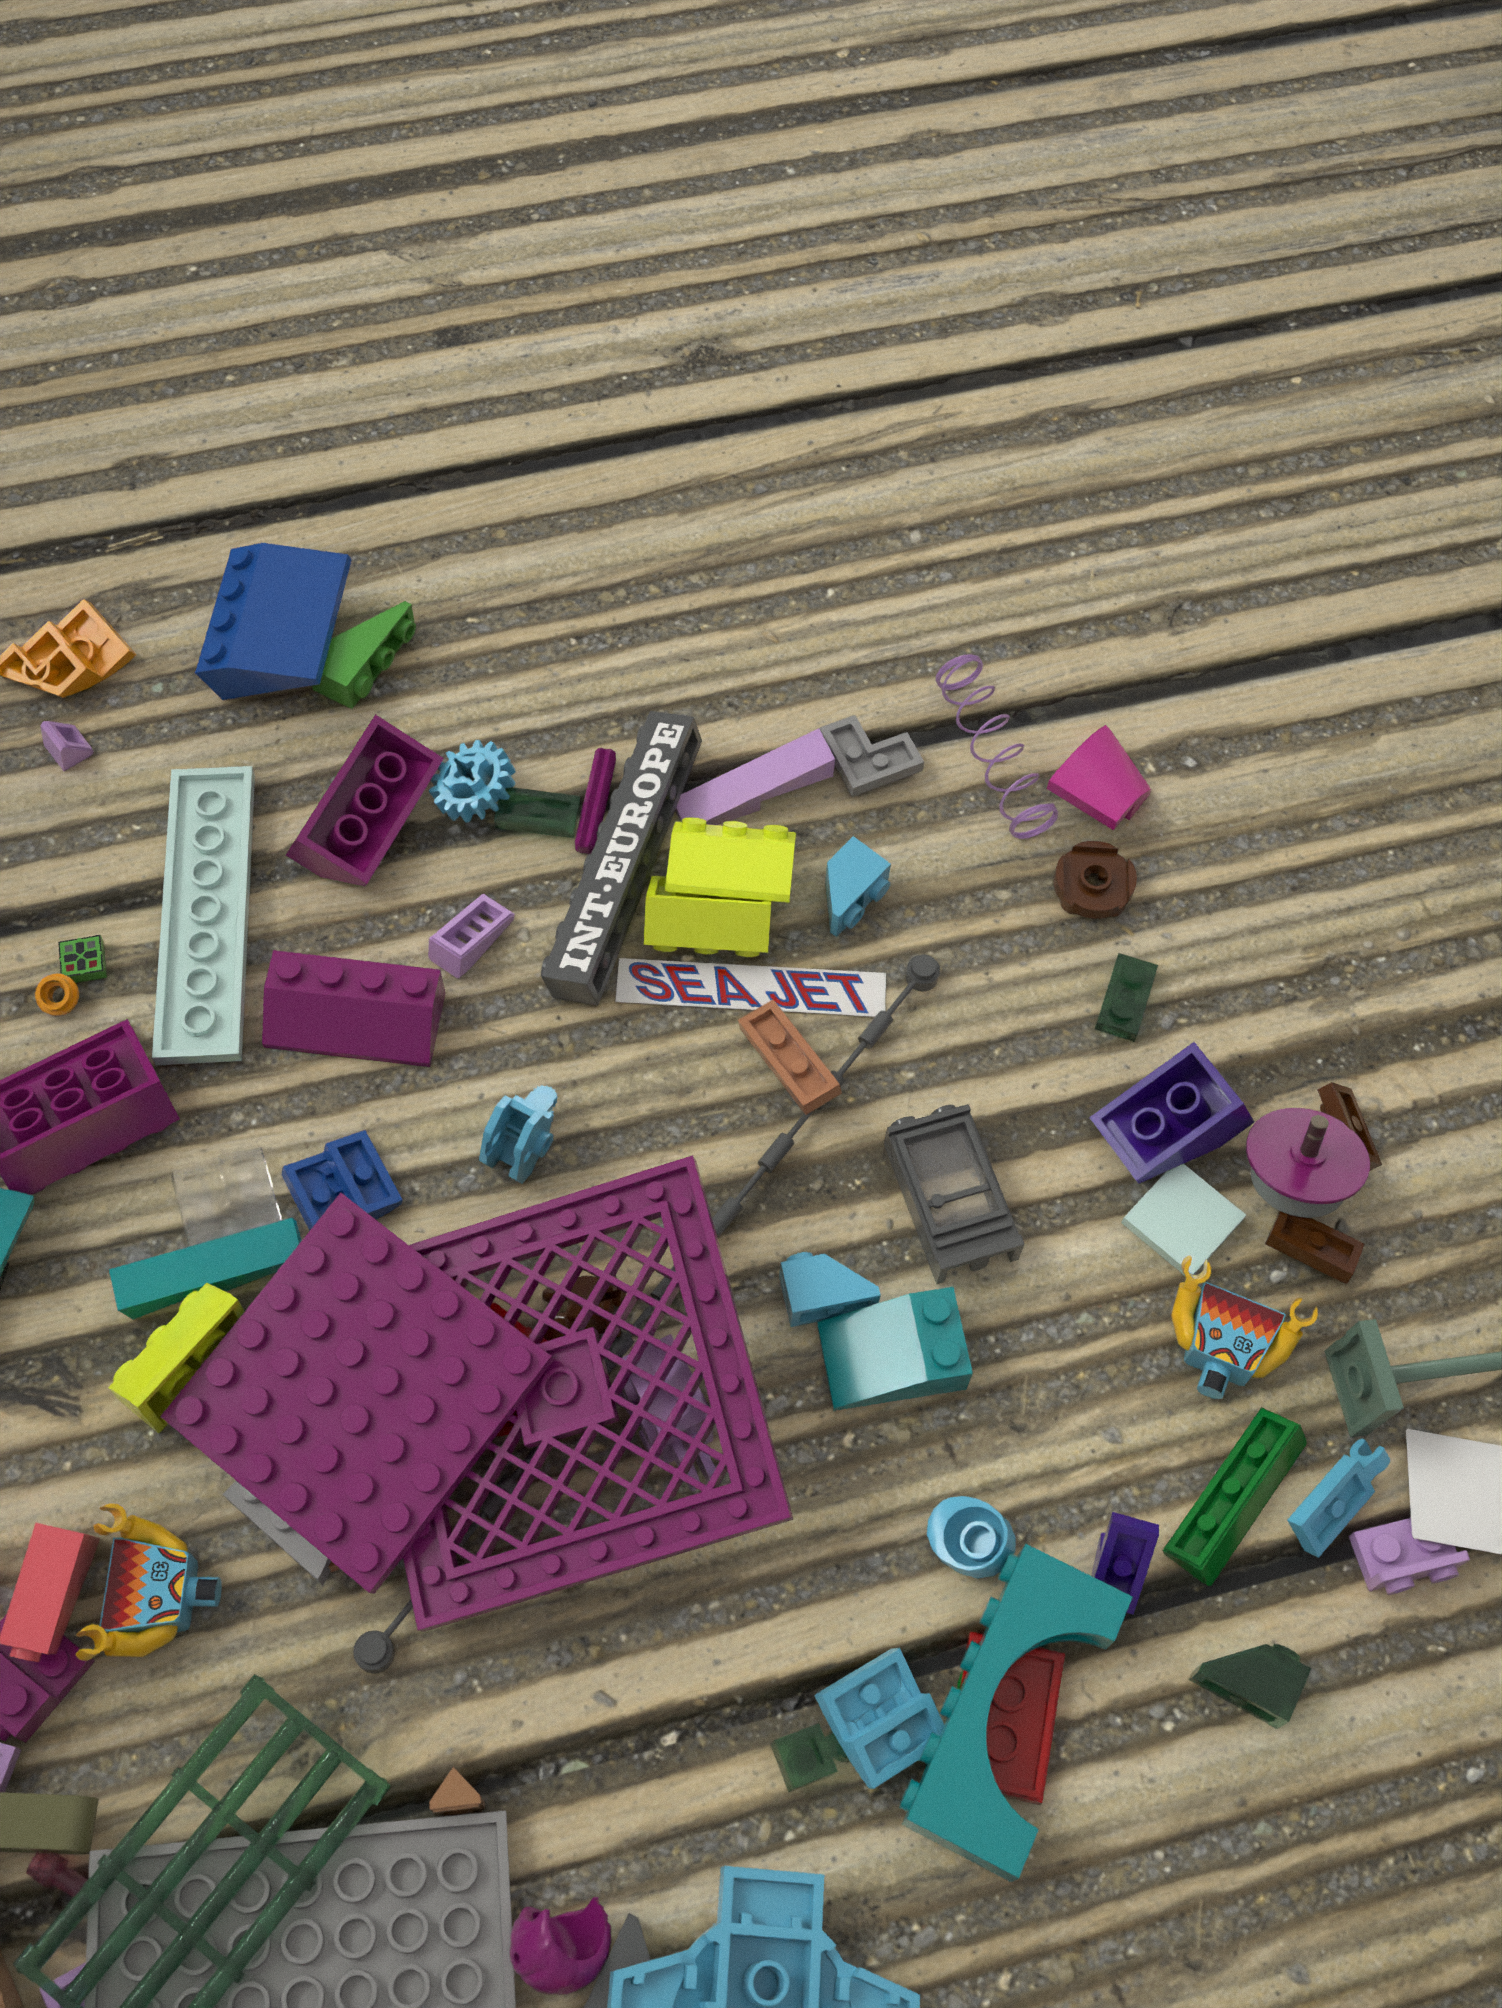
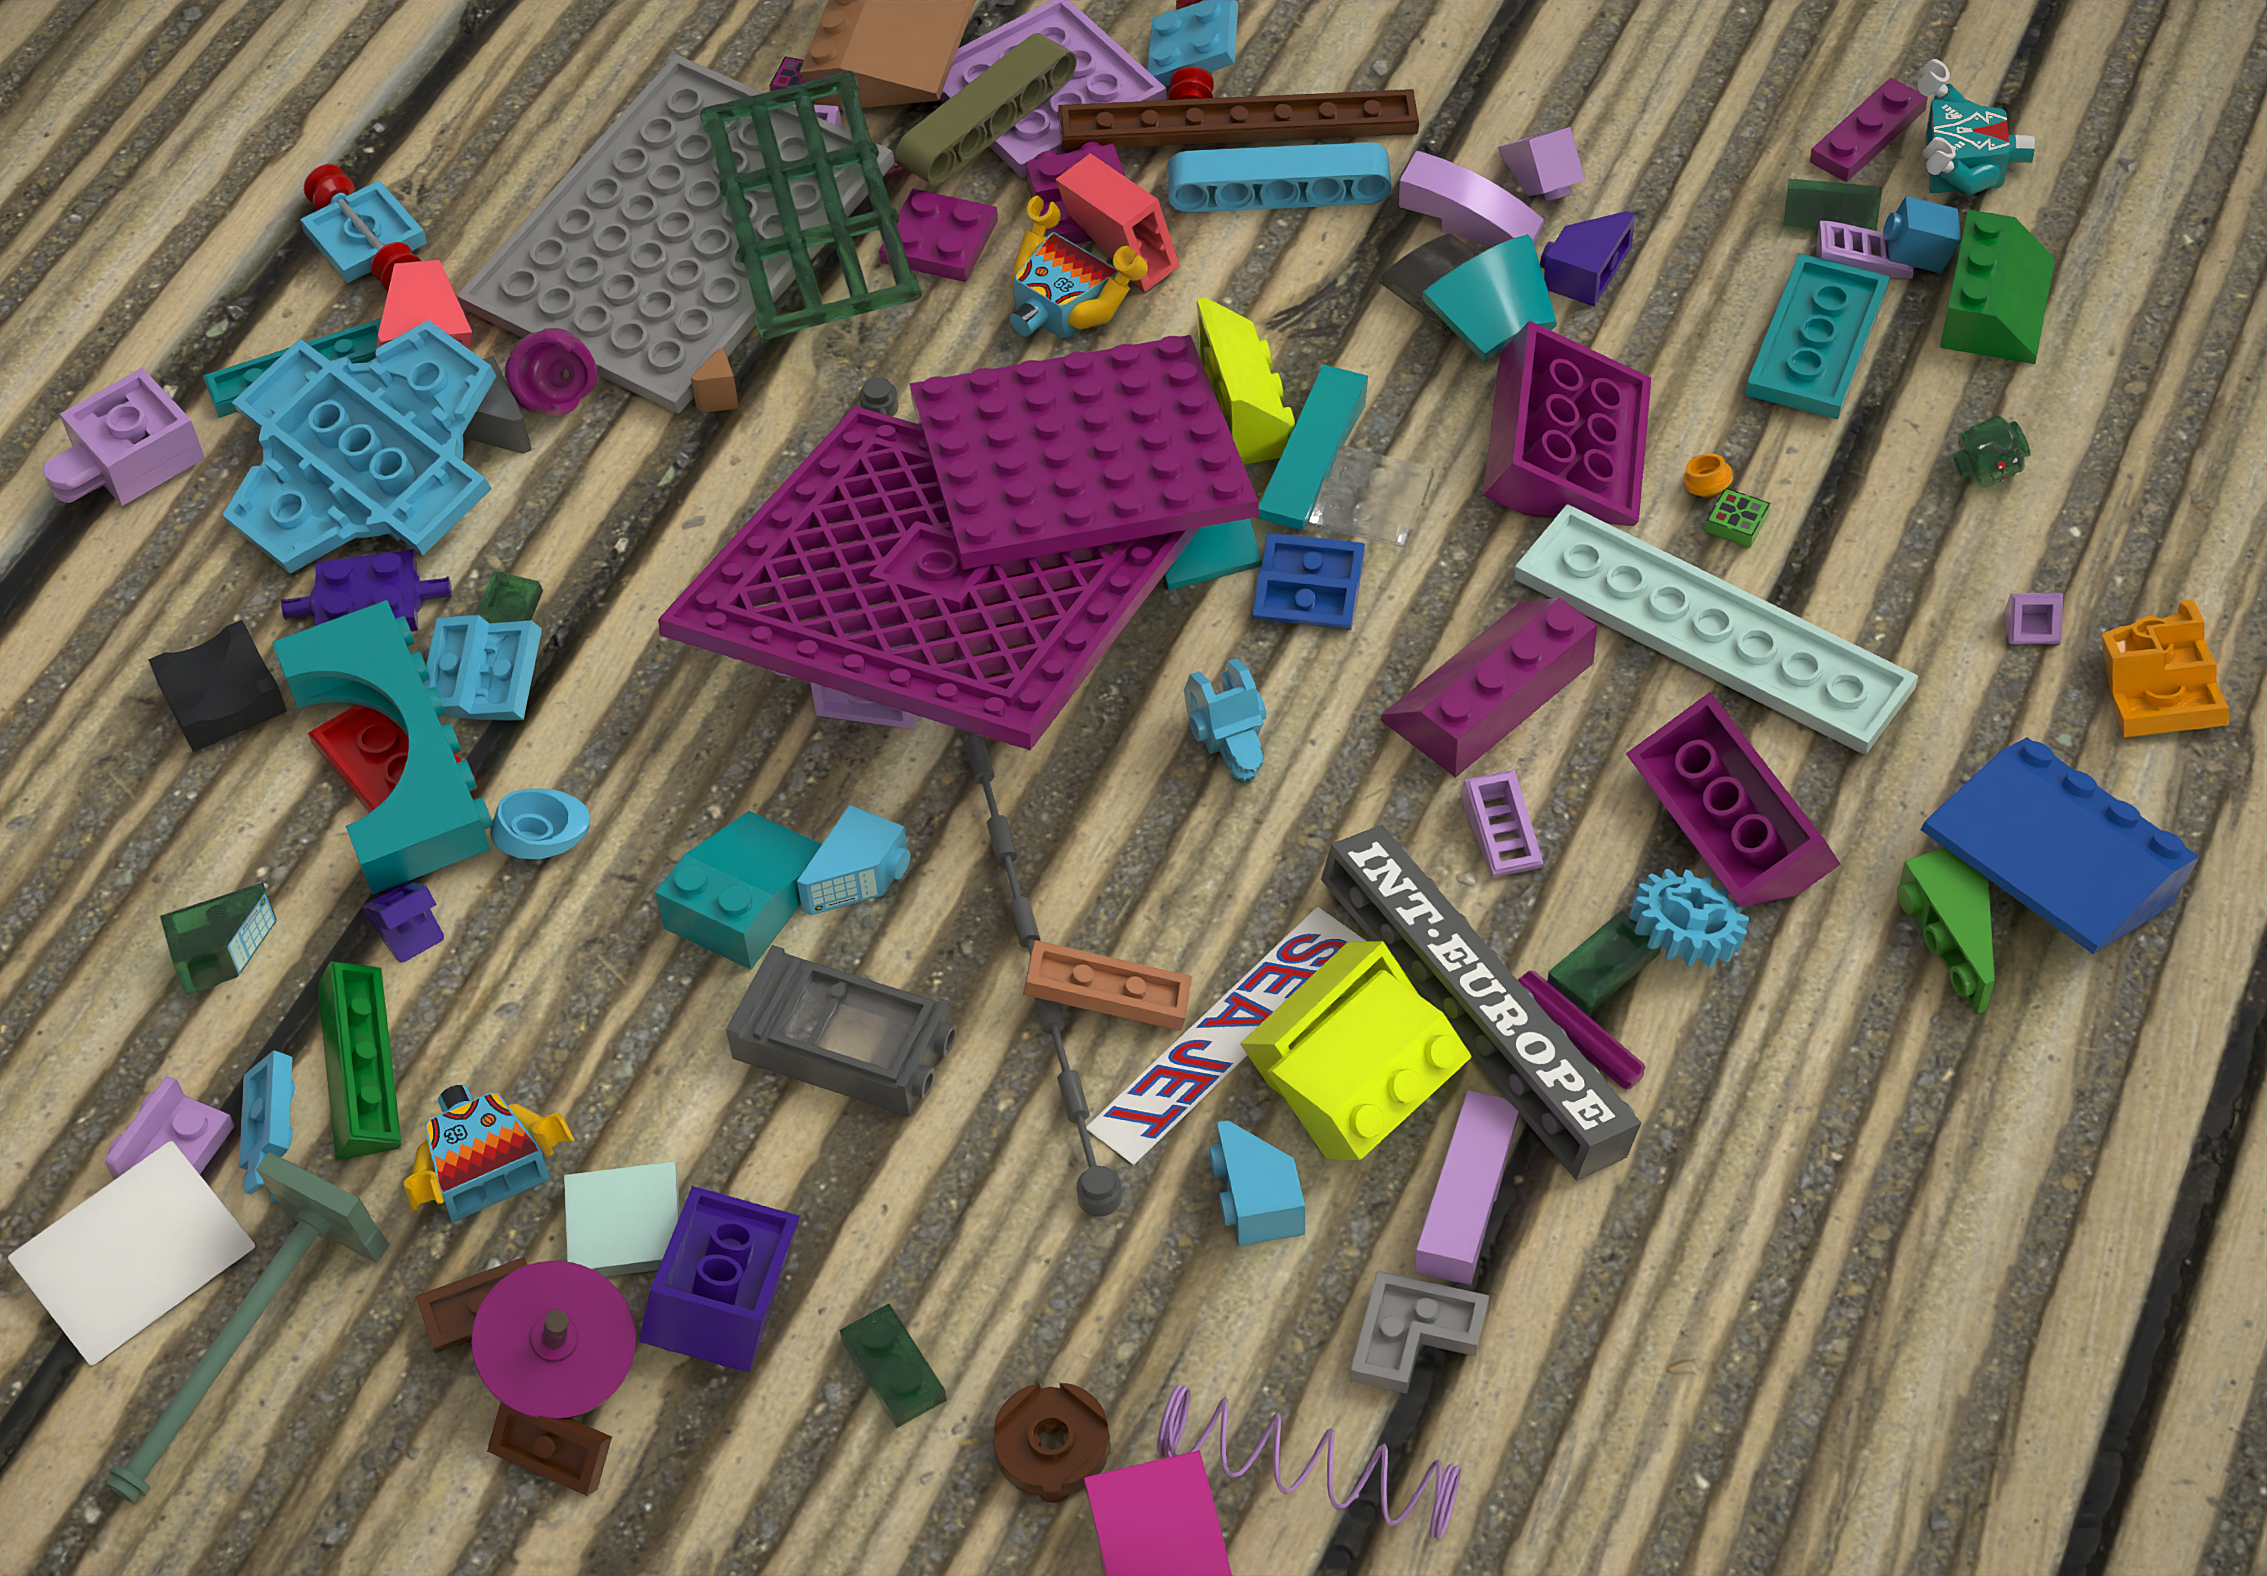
camera: 135 degrees right, 10 degrees down
(134, 1761) = (943, 233): none -> magenta plate
(888, 1895) = (364, 581): none -> dark purple plate
(1071, 1918) = (218, 687): none -> black brick

